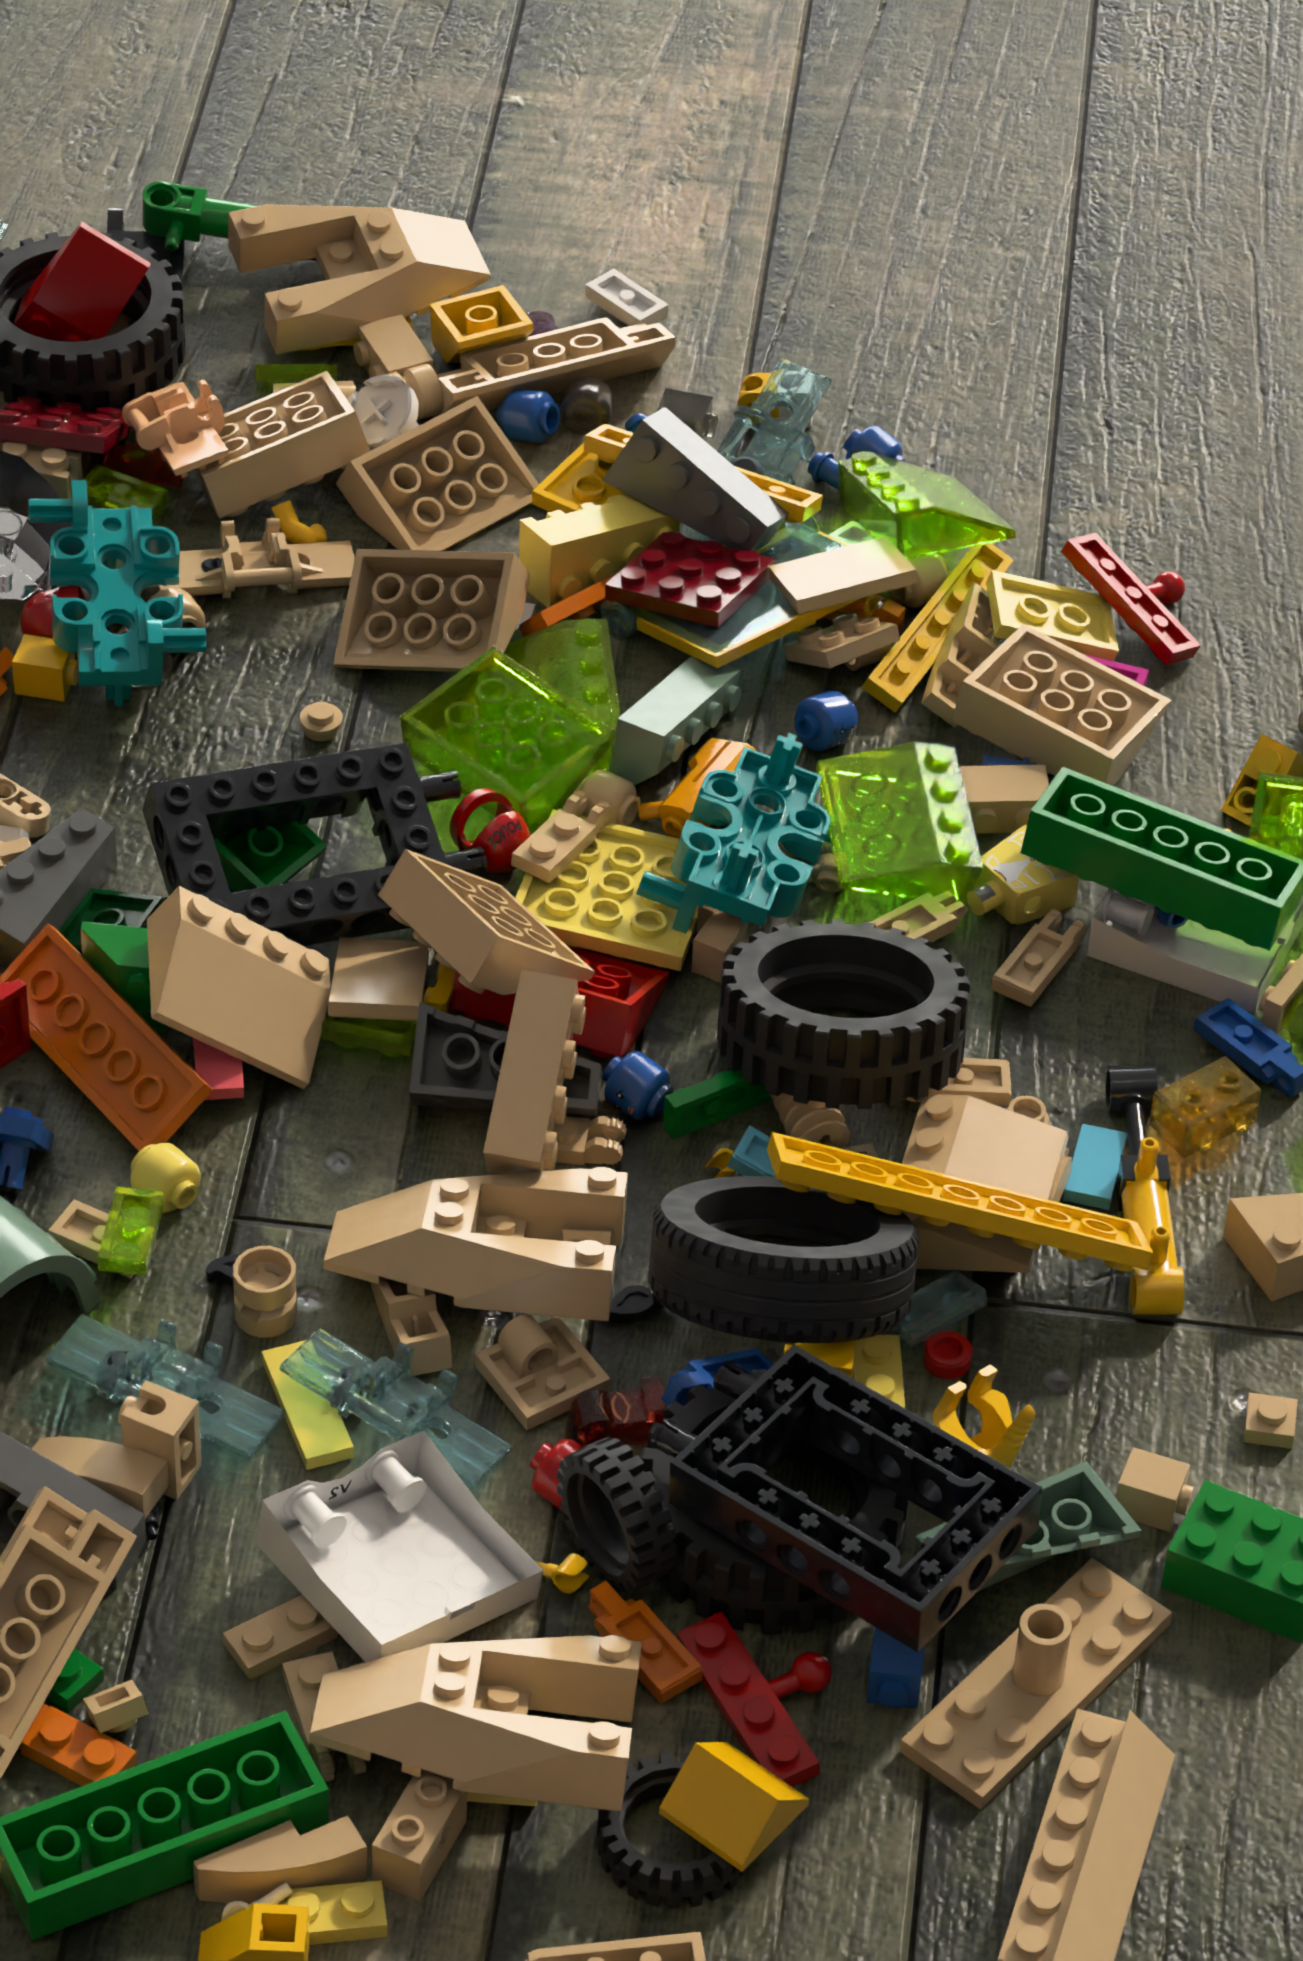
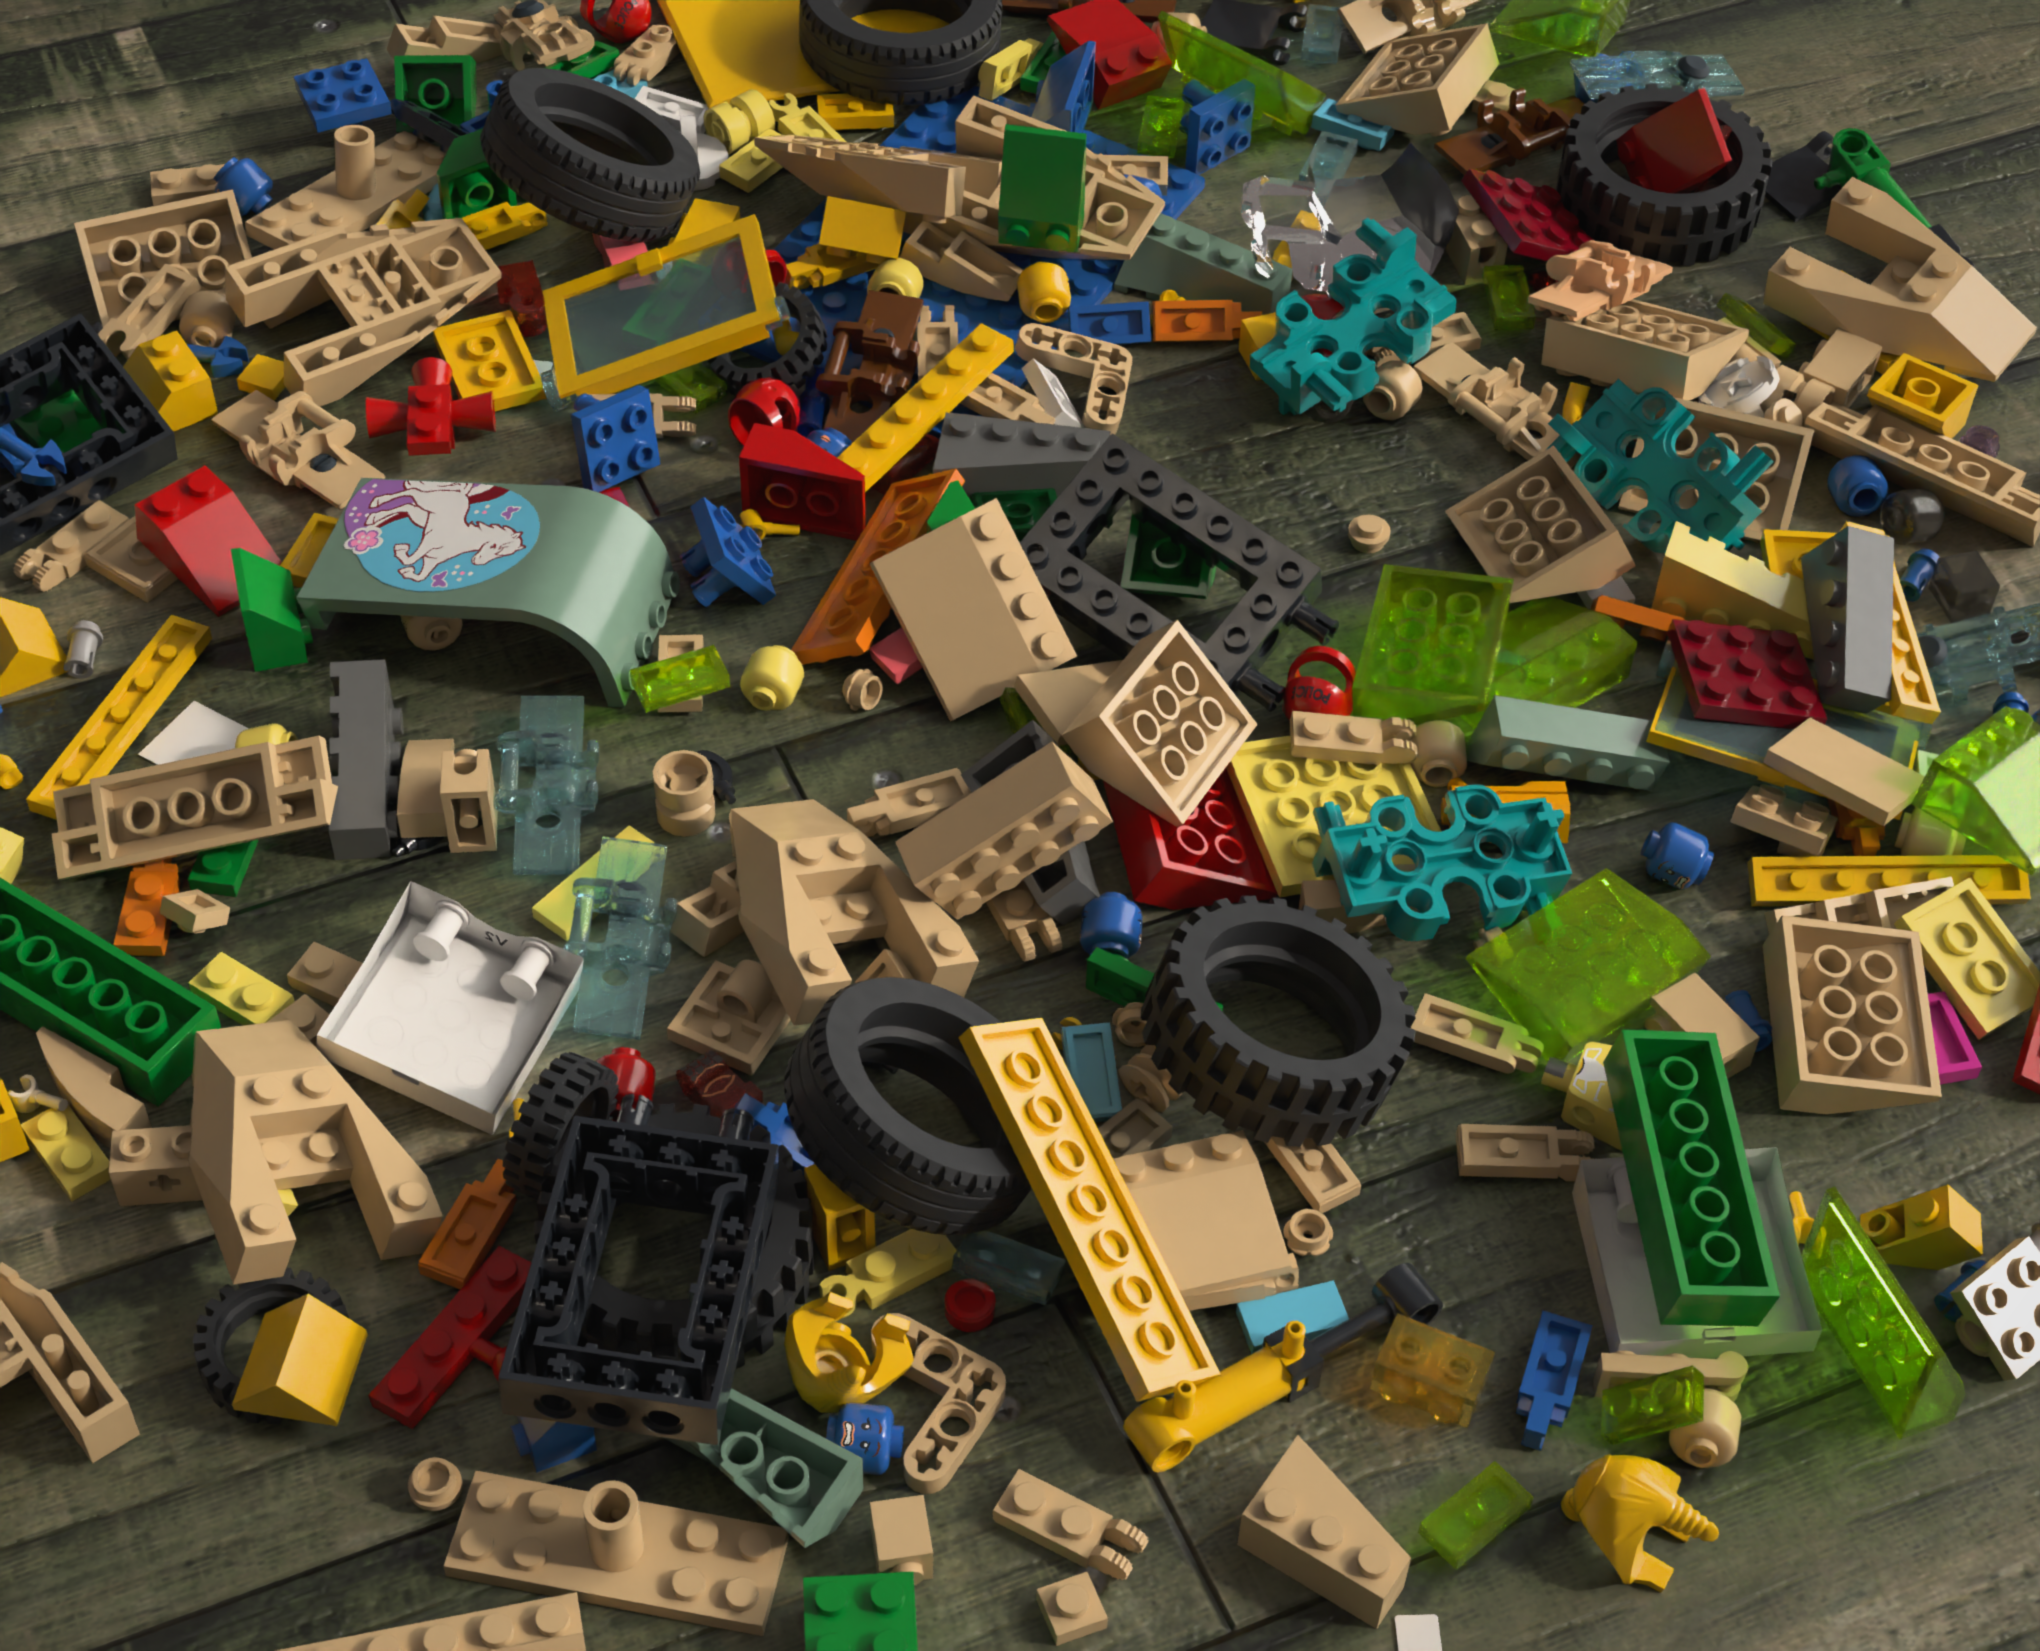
camera: 60 degrees right, 5 degrees up
(228, 1124) = (862, 690): none -> tan plate
(236, 1708) = (239, 991): none -> light yellow plate
(395, 1146) = (908, 803): none -> tan hinge
(429, 408) = (1784, 411): none -> tan plate
(507, 488) = (1623, 416): none -> teal gear
(741, 1115) = (1129, 1024): none -> tan plate
(893, 1774) = (435, 1484): none -> tan plate
(1044, 1456) = (869, 1433): none -> blue head
(1056, 1395) = (957, 1392): none -> tan beam
(1195, 1388) = (1067, 1525): none -> tan hinge

